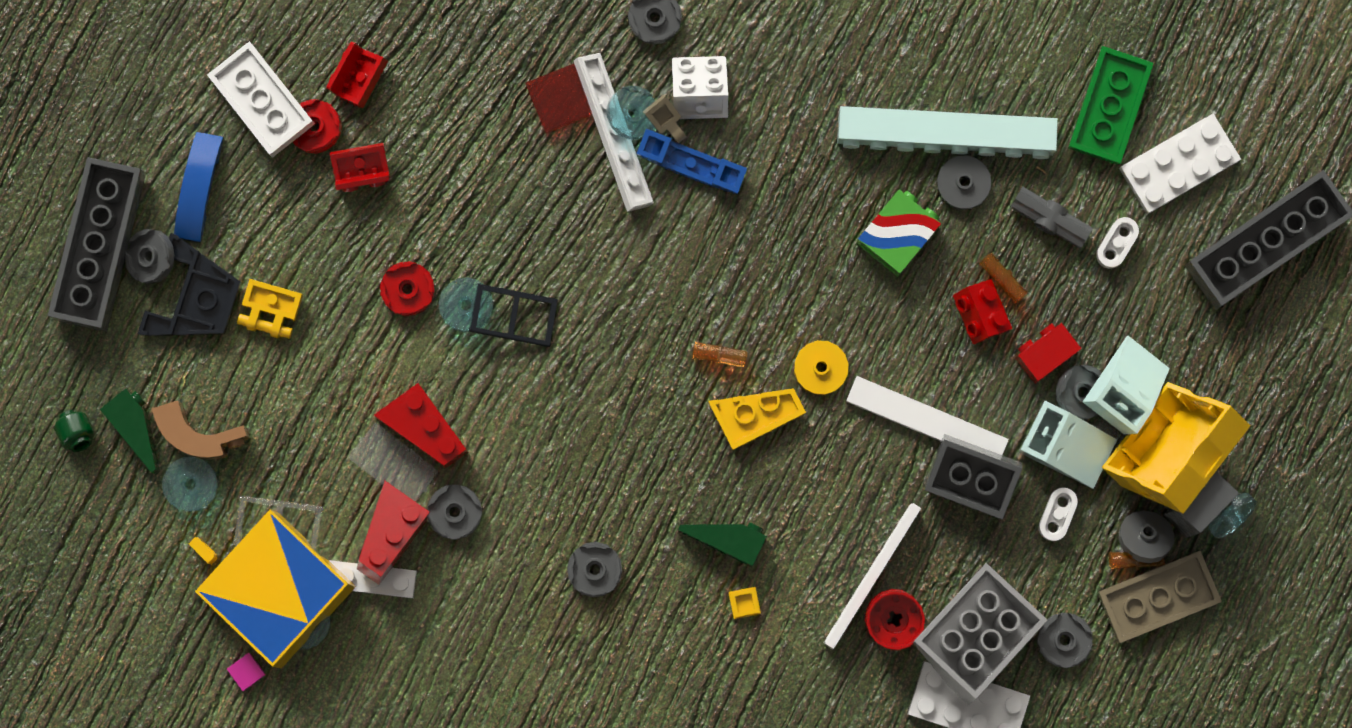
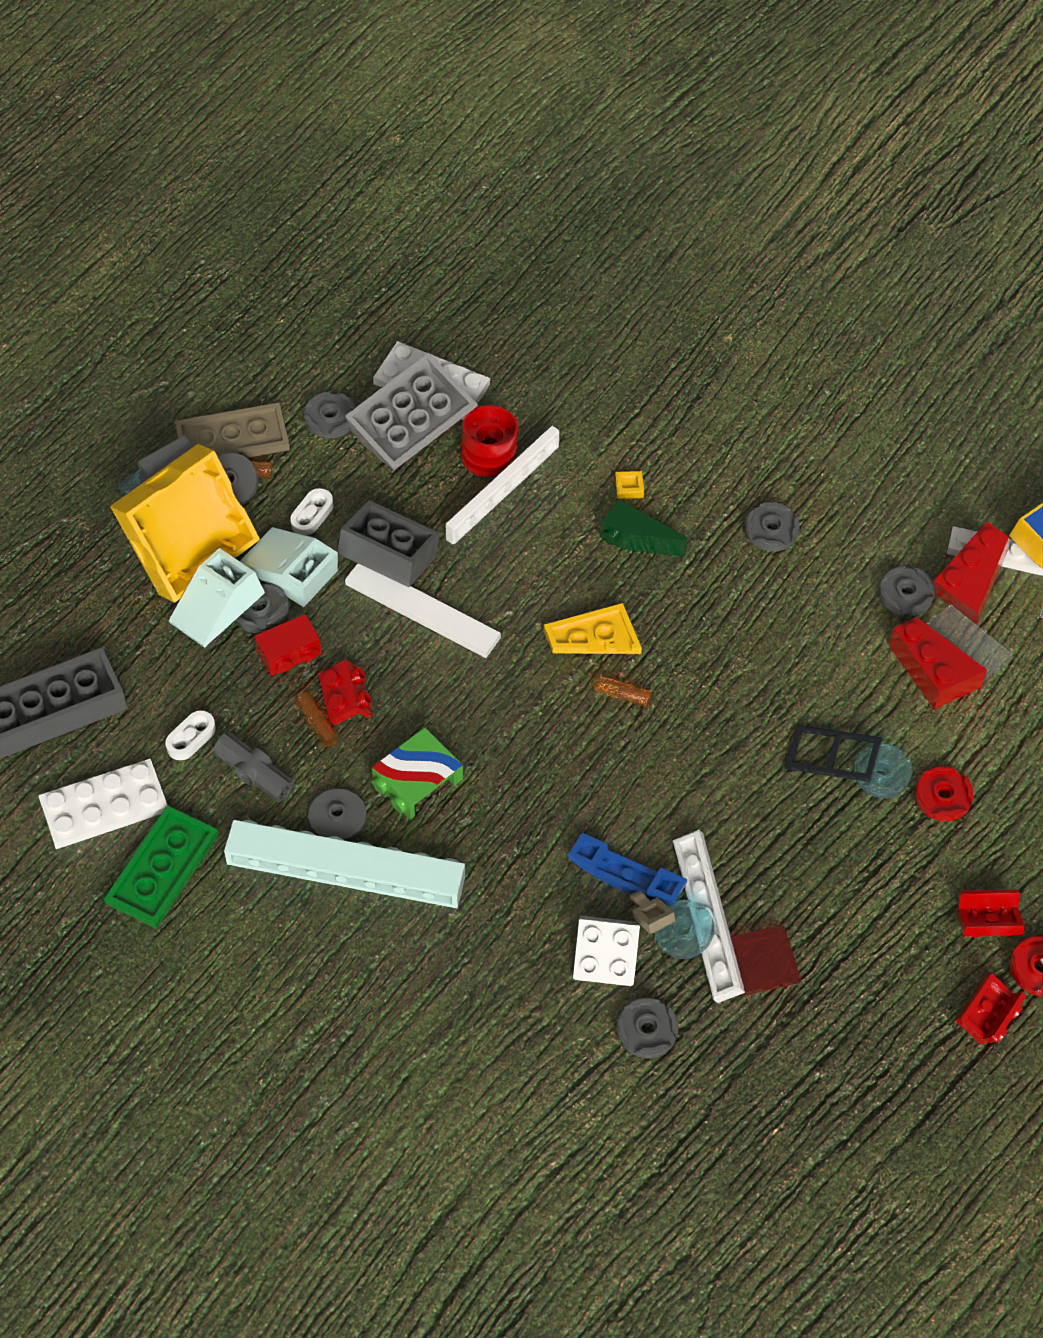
camera: 170 degrees left, 25 degrees down
(821, 382) = (520, 679): yellow plate -> none

